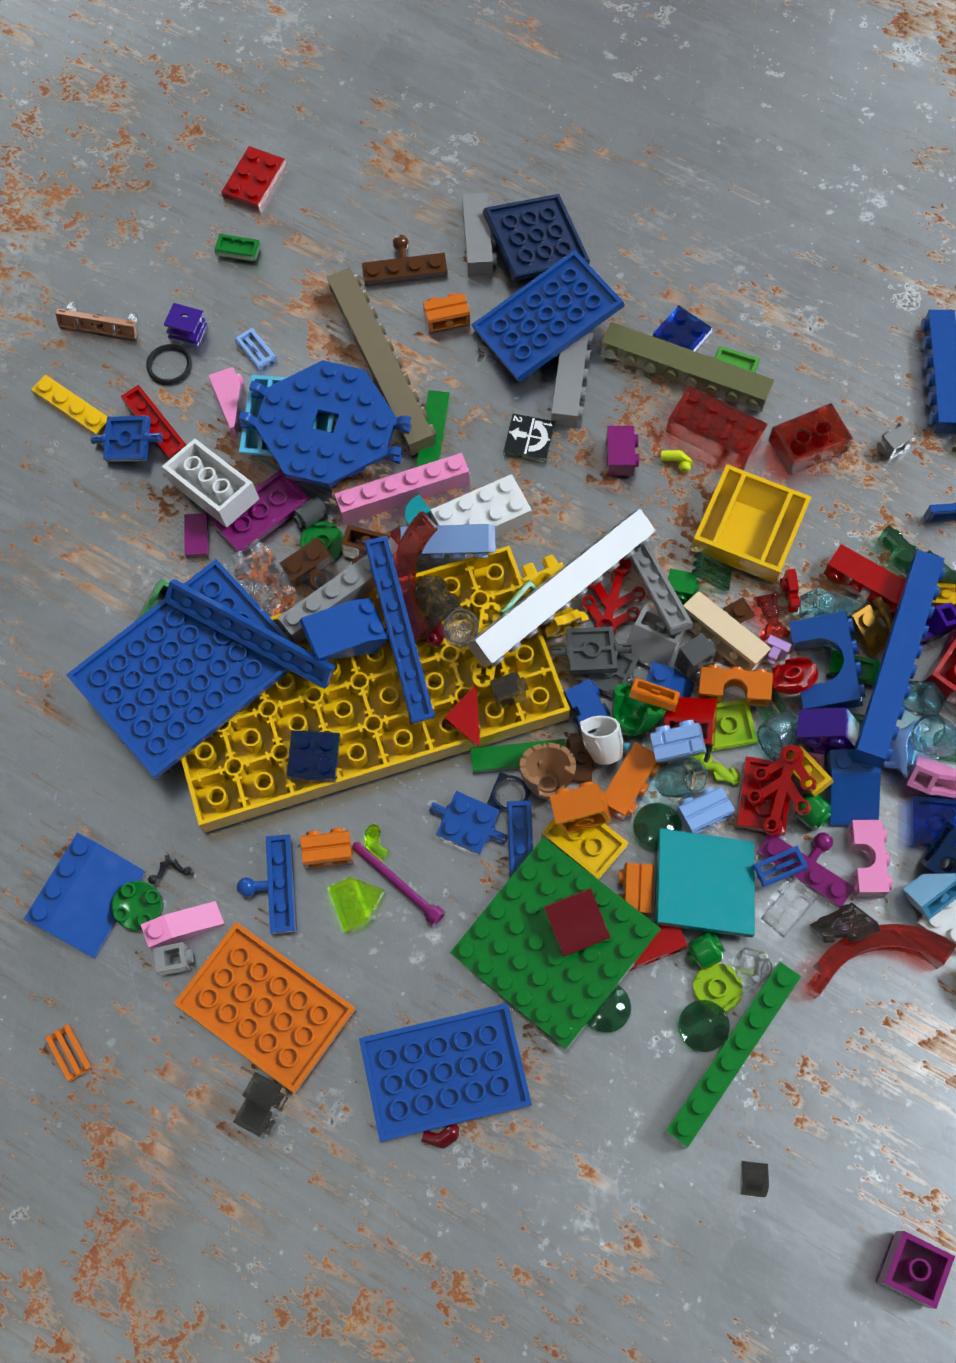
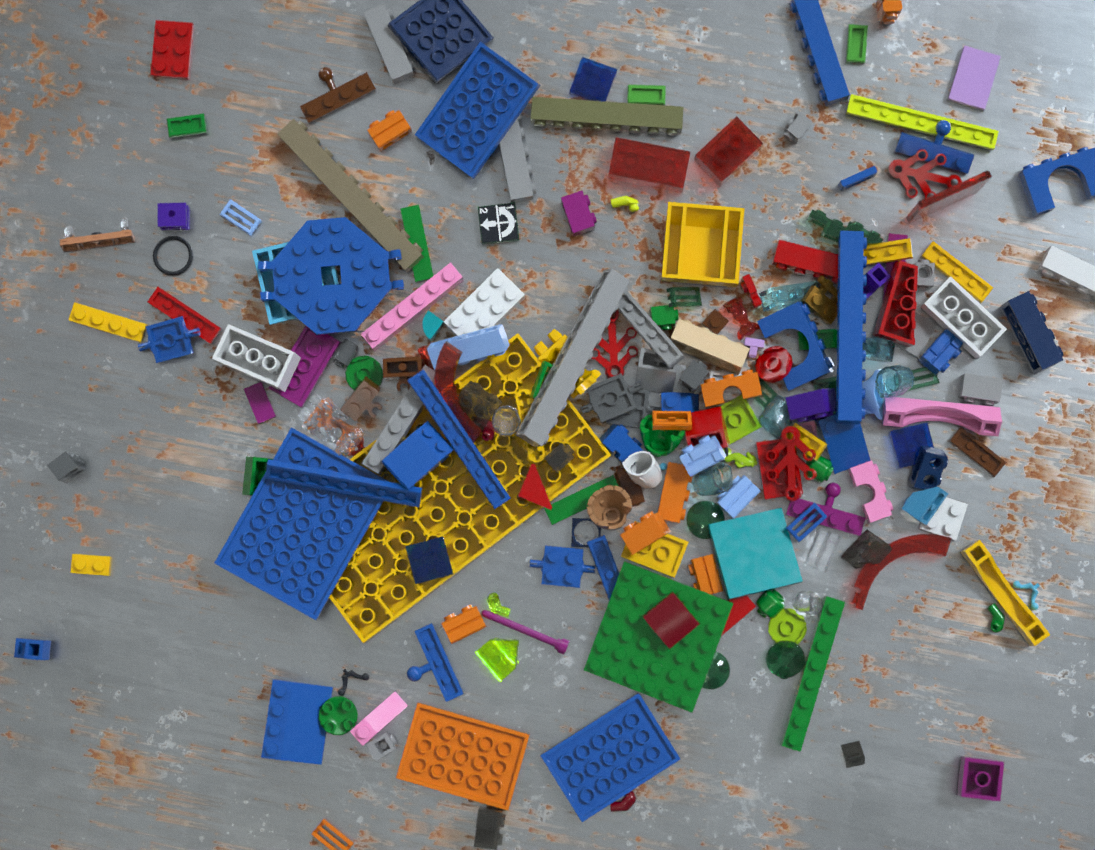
camera: 15 degrees left, 15 degrees up
(229, 396) = (237, 270): bright pink slope -> none

